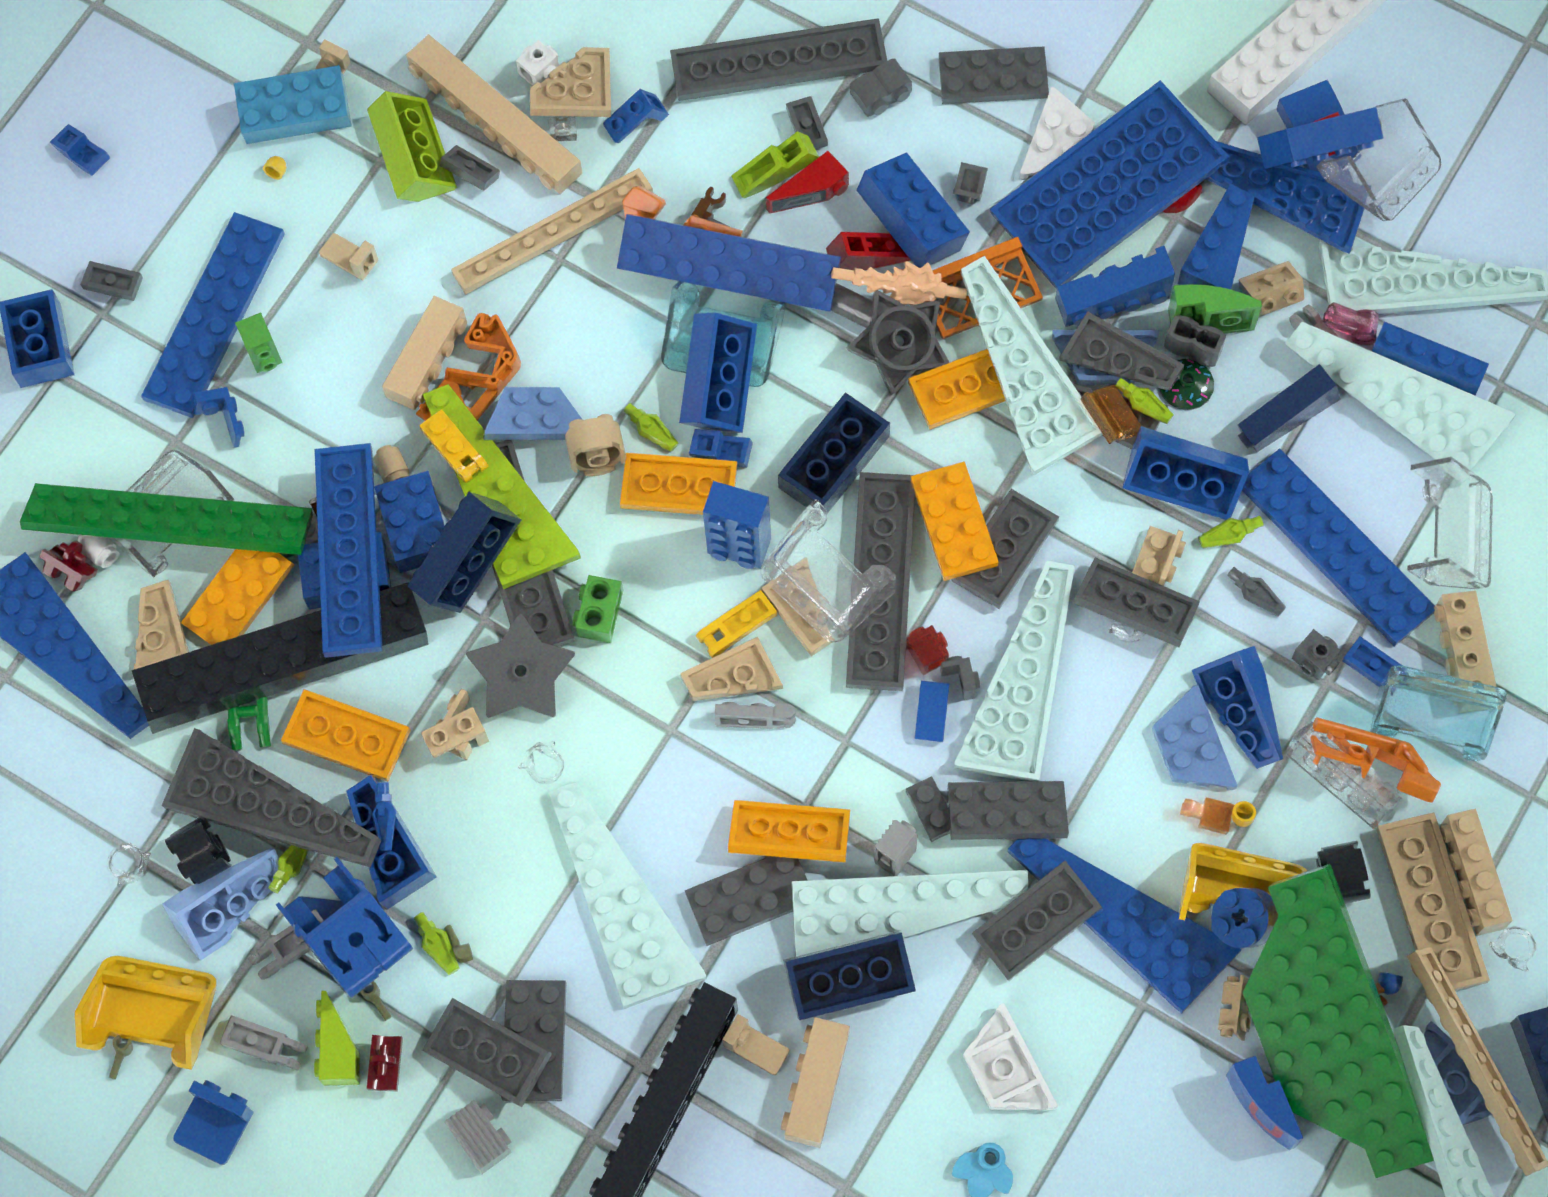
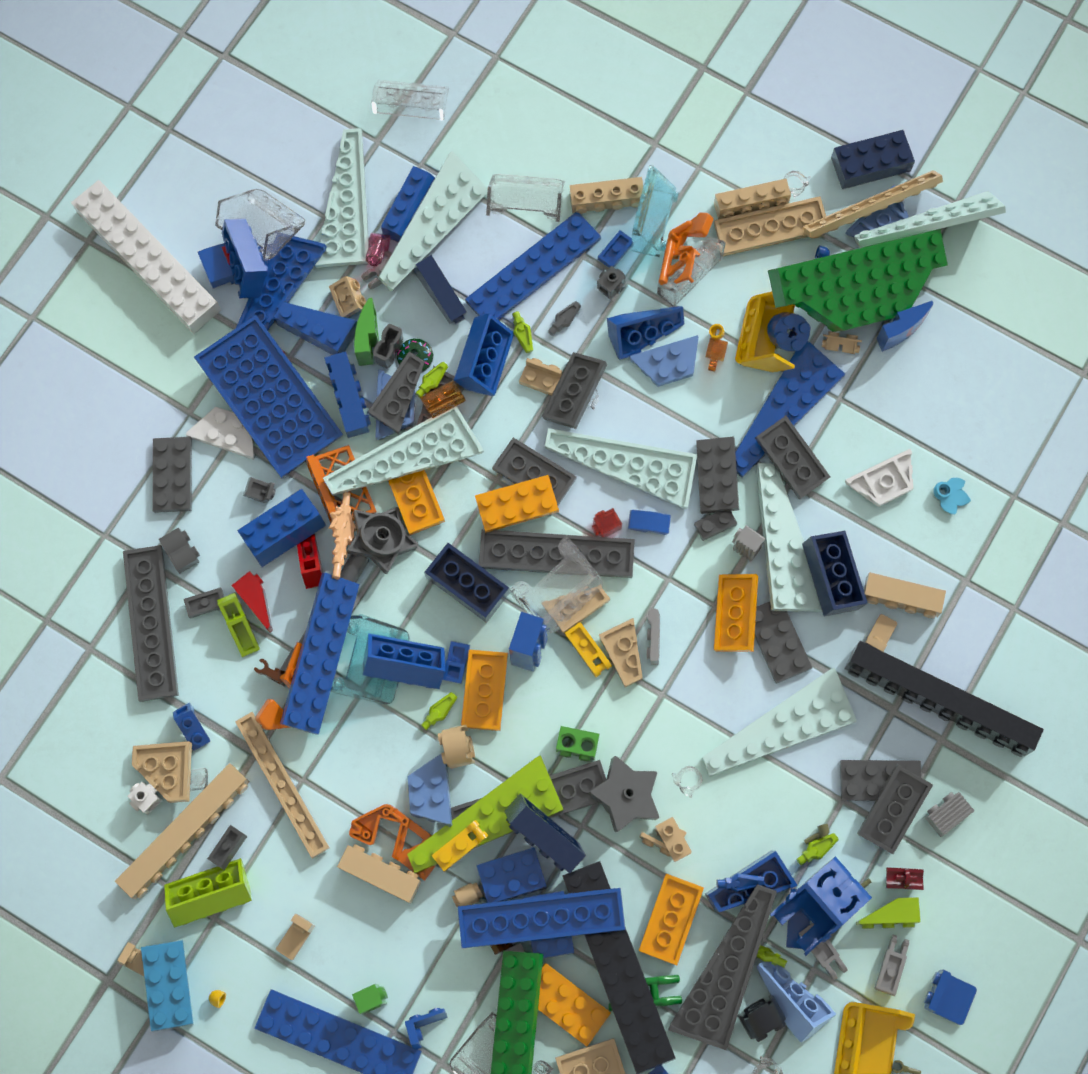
camera: 90 degrees left, 5 degrees up
(968, 679) = (627, 497): dark grey bracket -> none
(1348, 869) = (755, 273): black brick -> none

